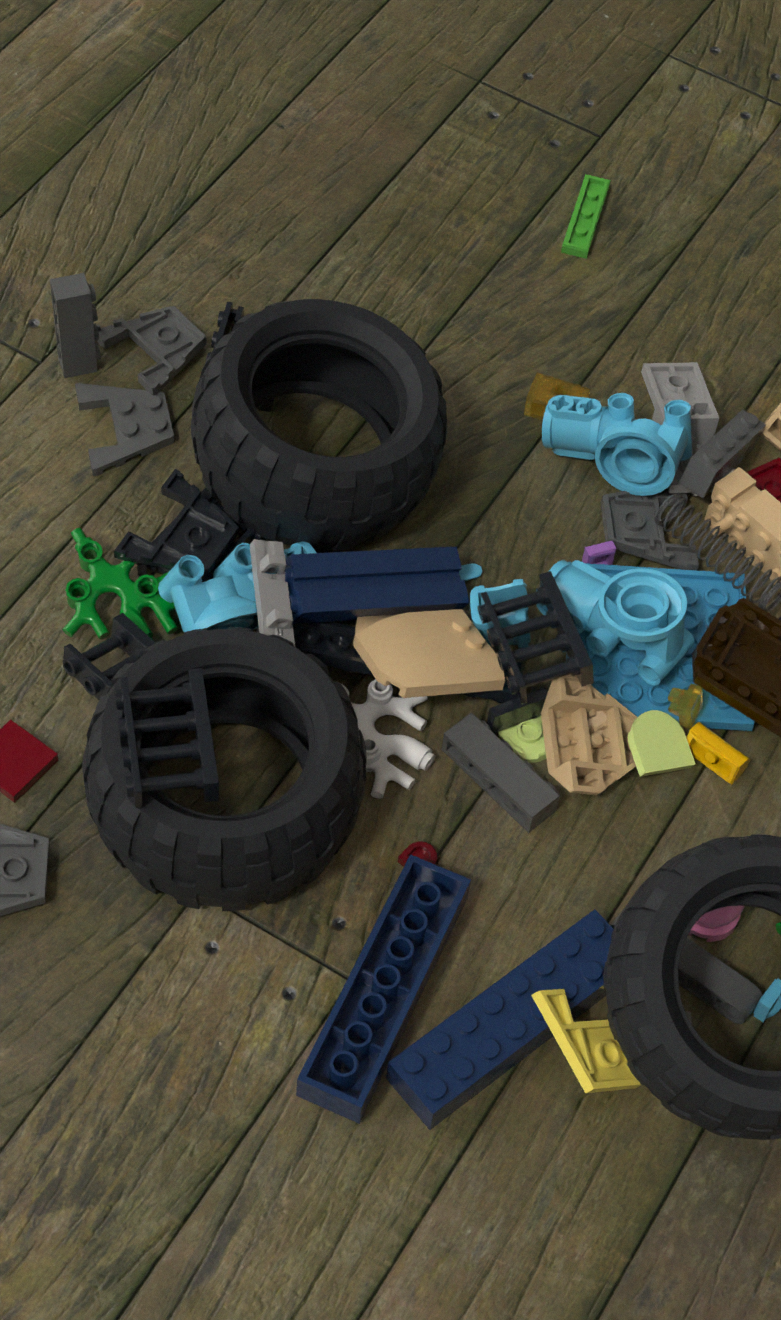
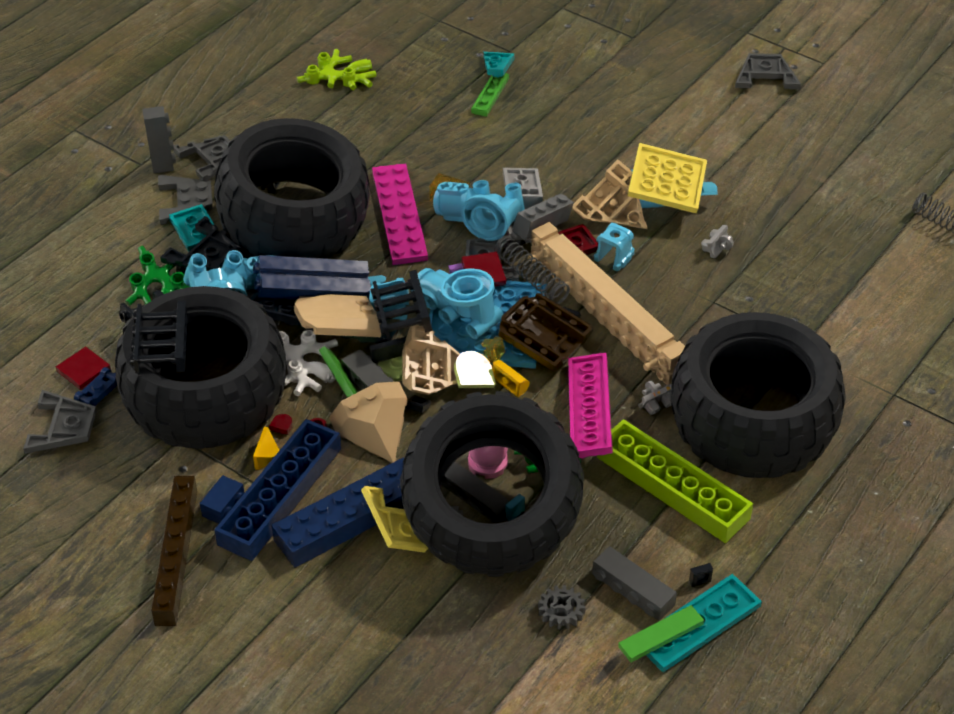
camera: 10 degrees right, 10 degrees down
(45, 799) = (98, 388): none -> dark blue plate
(141, 478) = (184, 224): none -> teal plate
(231, 1117) = (174, 551): none -> dark brown brick
(271, 589) = (246, 272): light grey hinge -> none
(293, 1011) = (221, 499): none -> dark blue brick
(315, 180) = (348, 75): none -> lime plant
(350, 909) = (265, 449): none -> yellow slope
(362, 855) = (281, 423): none -> dark red tile
(450, 768) = (338, 371): none -> bright green tile
(485, 450) = (399, 214): none -> dark pink plate
(516, 847) = (373, 418): none -> tan wedge
(577, 808) = (418, 403): none -> black tile
(589, 161) = (497, 62): none -> teal wing
(643, 548) = (486, 262): none -> dark red tile

